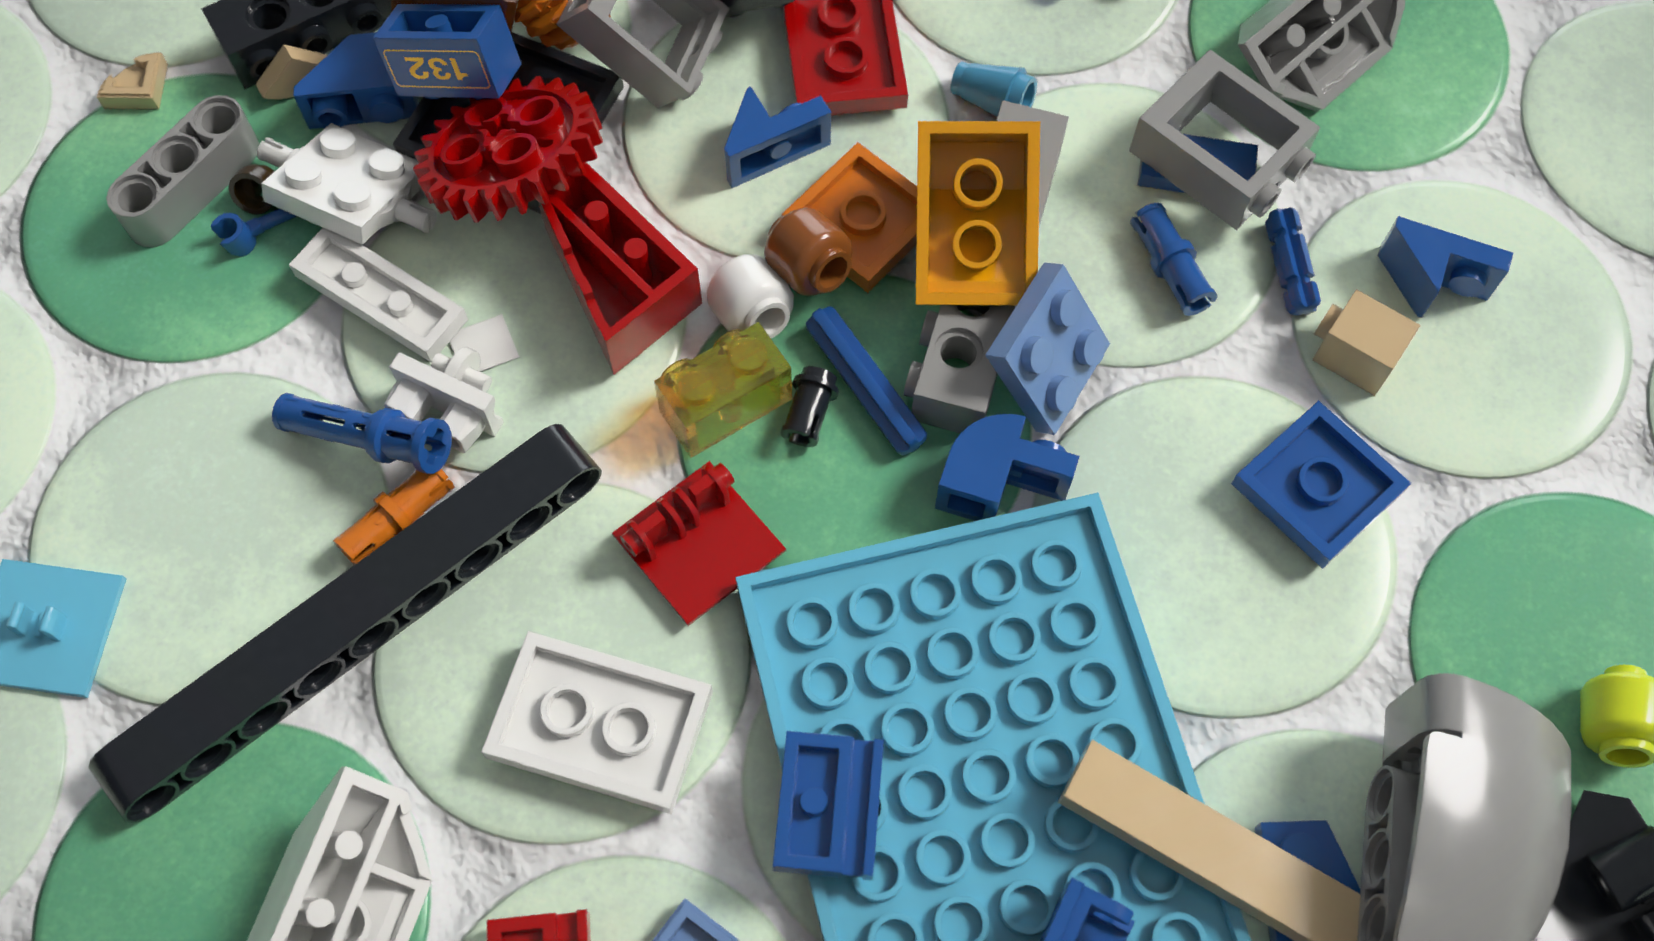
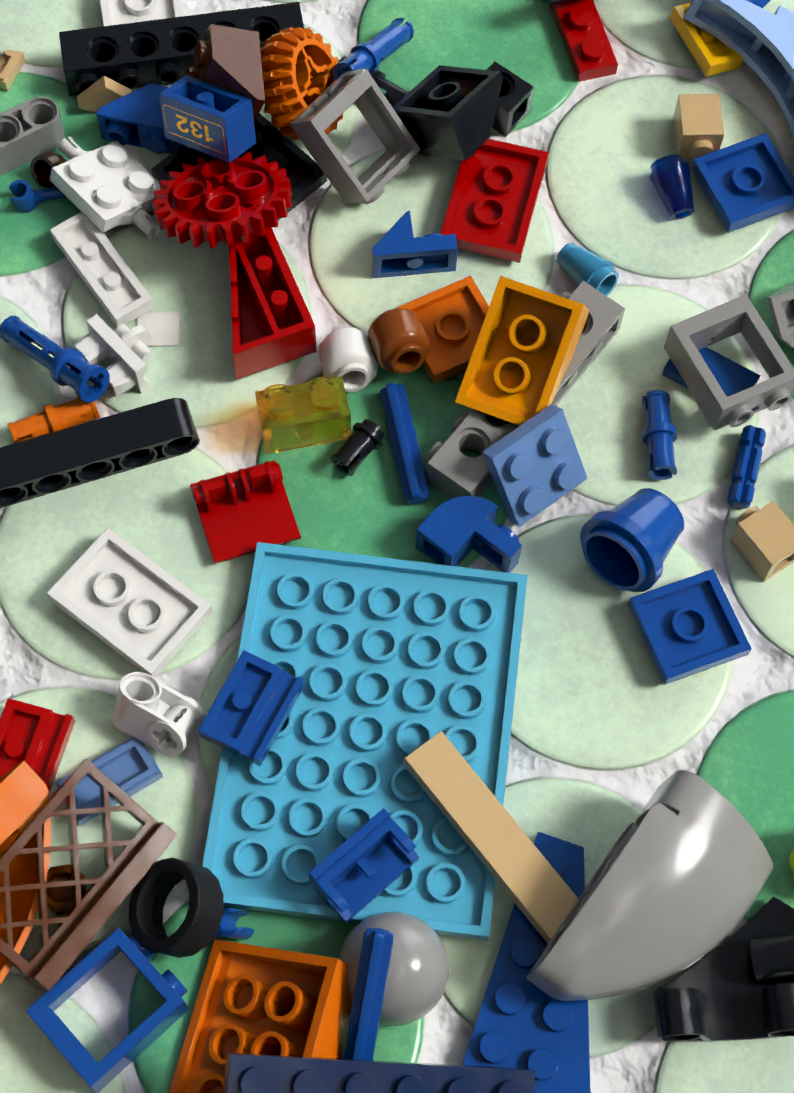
camera: 20 degrees right, 0 degrees up
(694, 862) = (153, 713): none -> white piece
(1209, 401) = (632, 540): none -> blue piece

